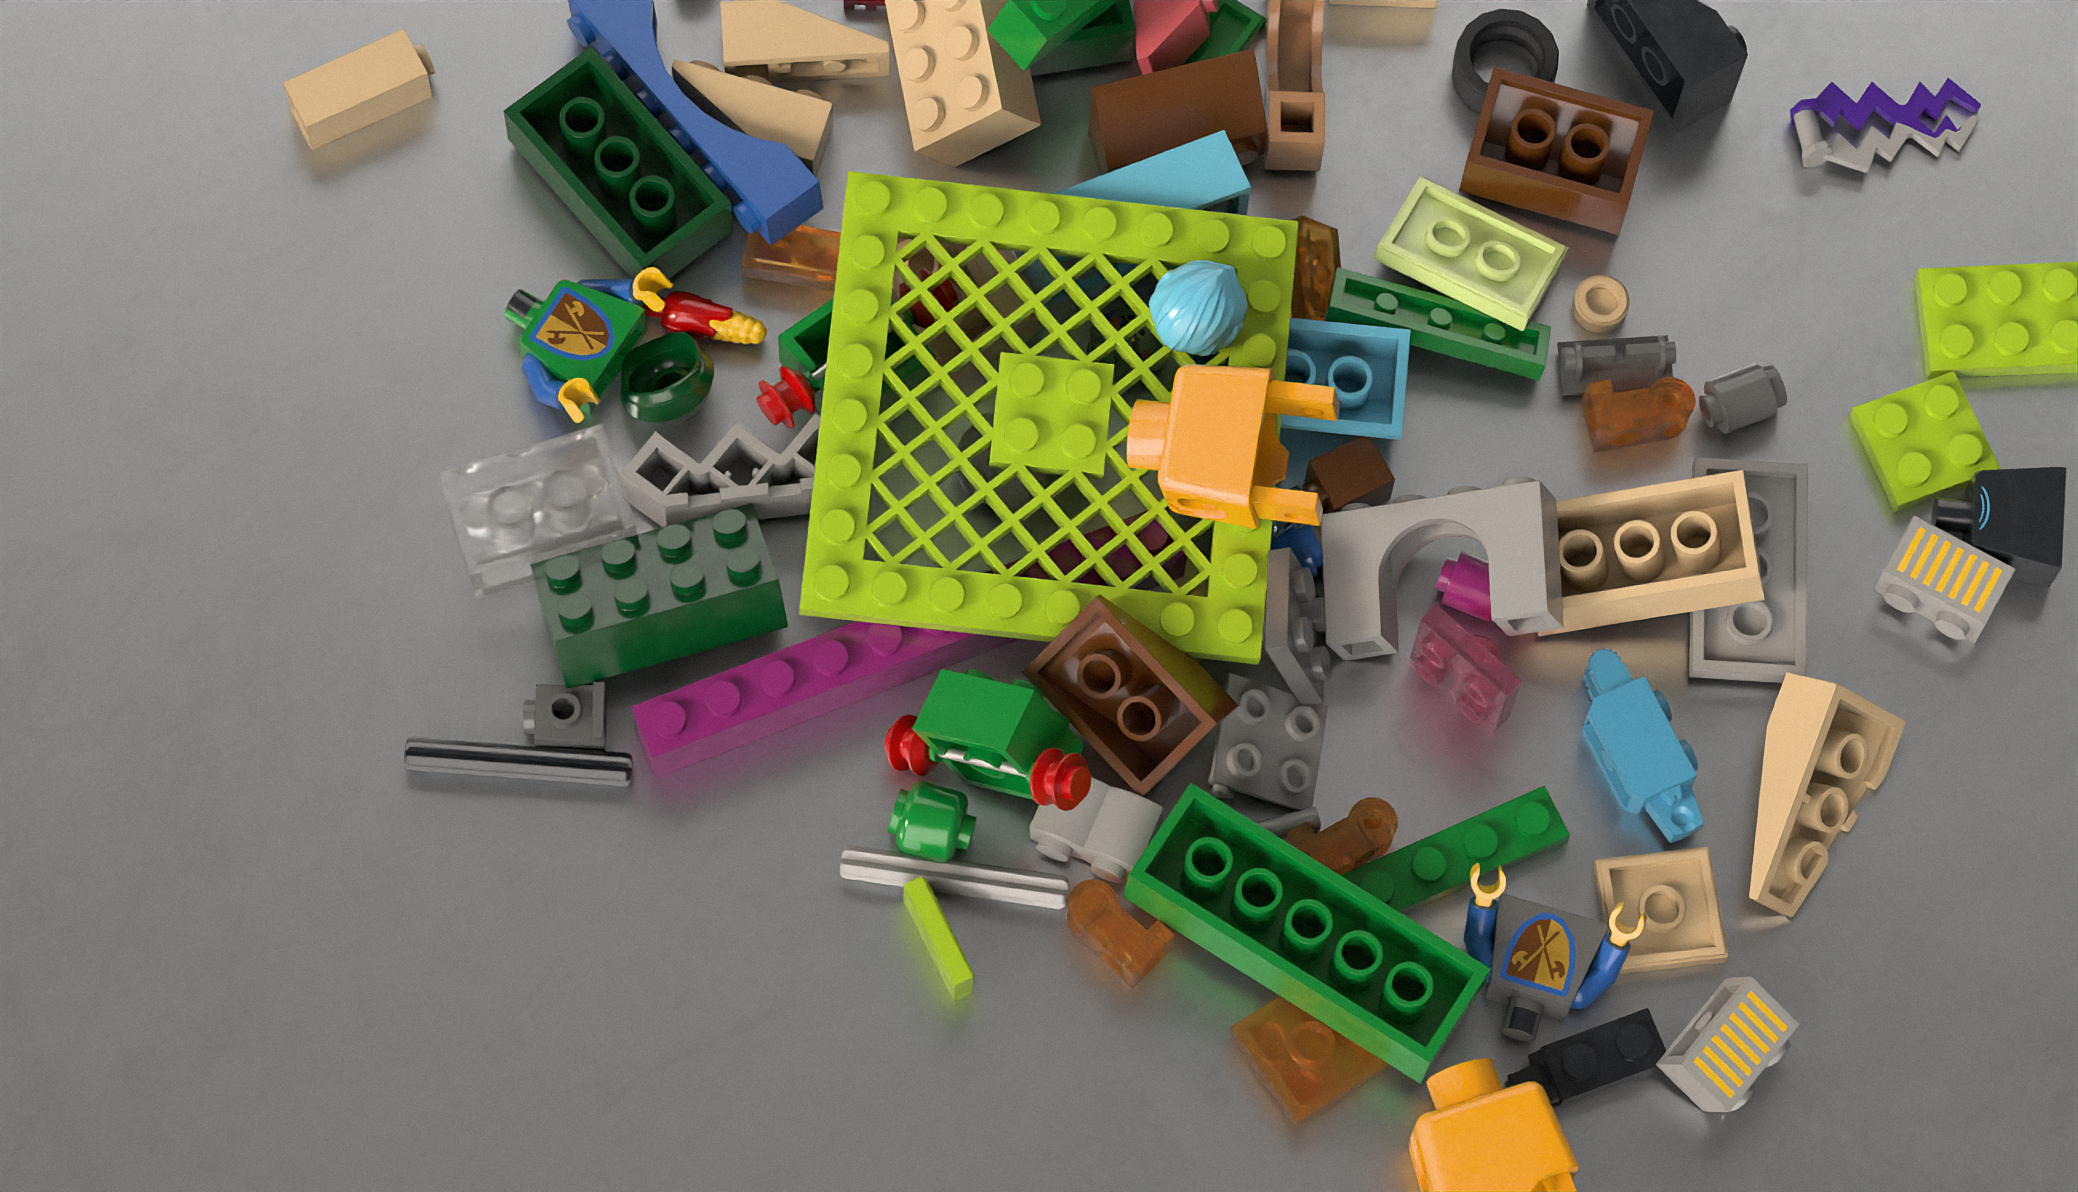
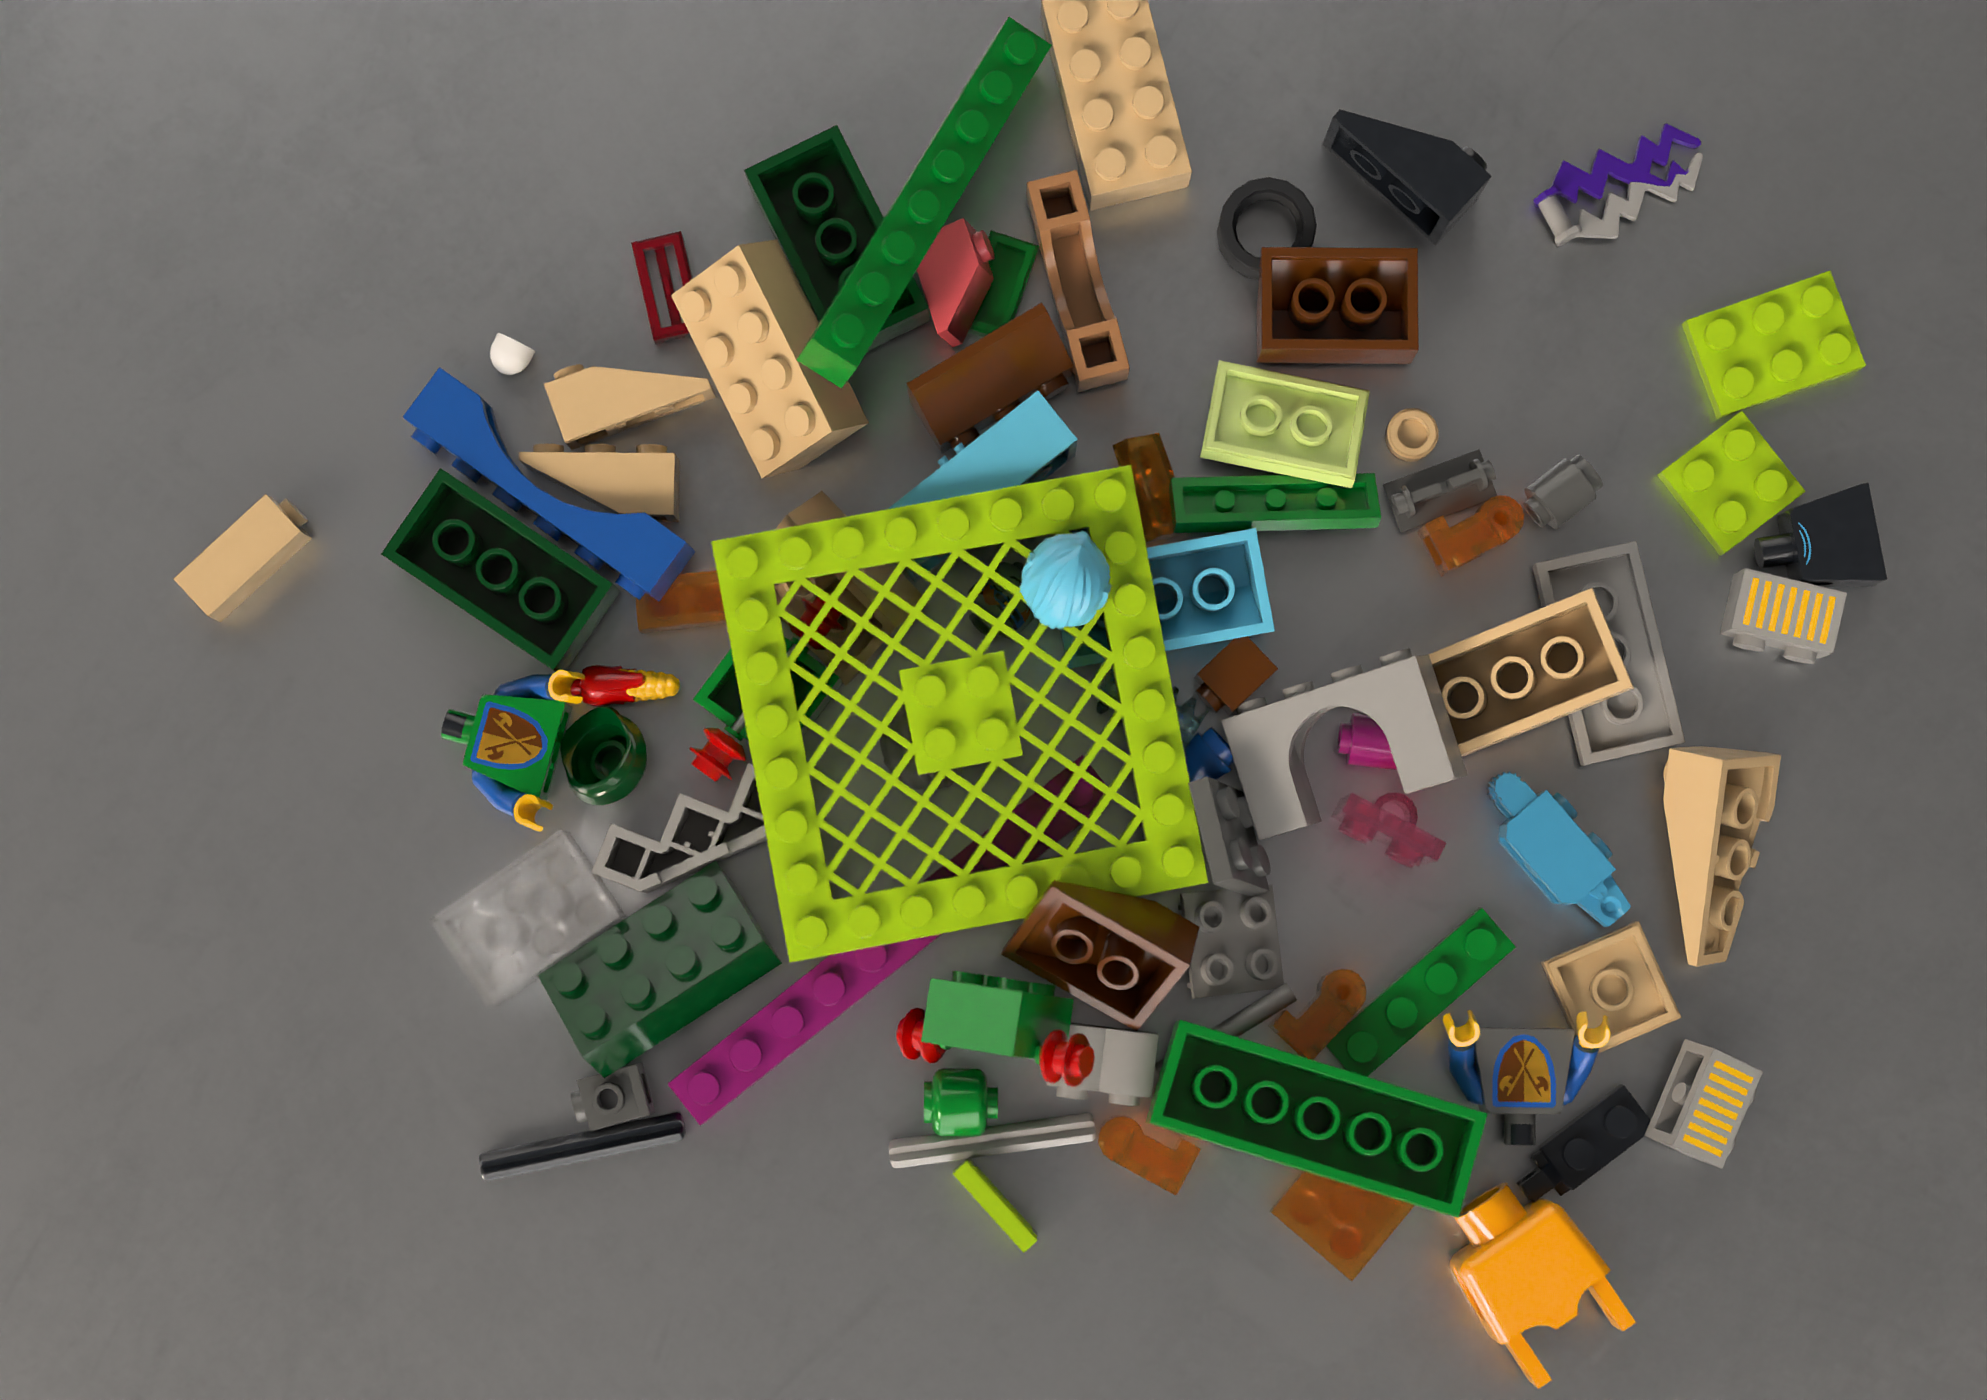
camera: 10 degrees left, 15 degrees up
(1222, 445) = (1124, 713): light orange piece -> none

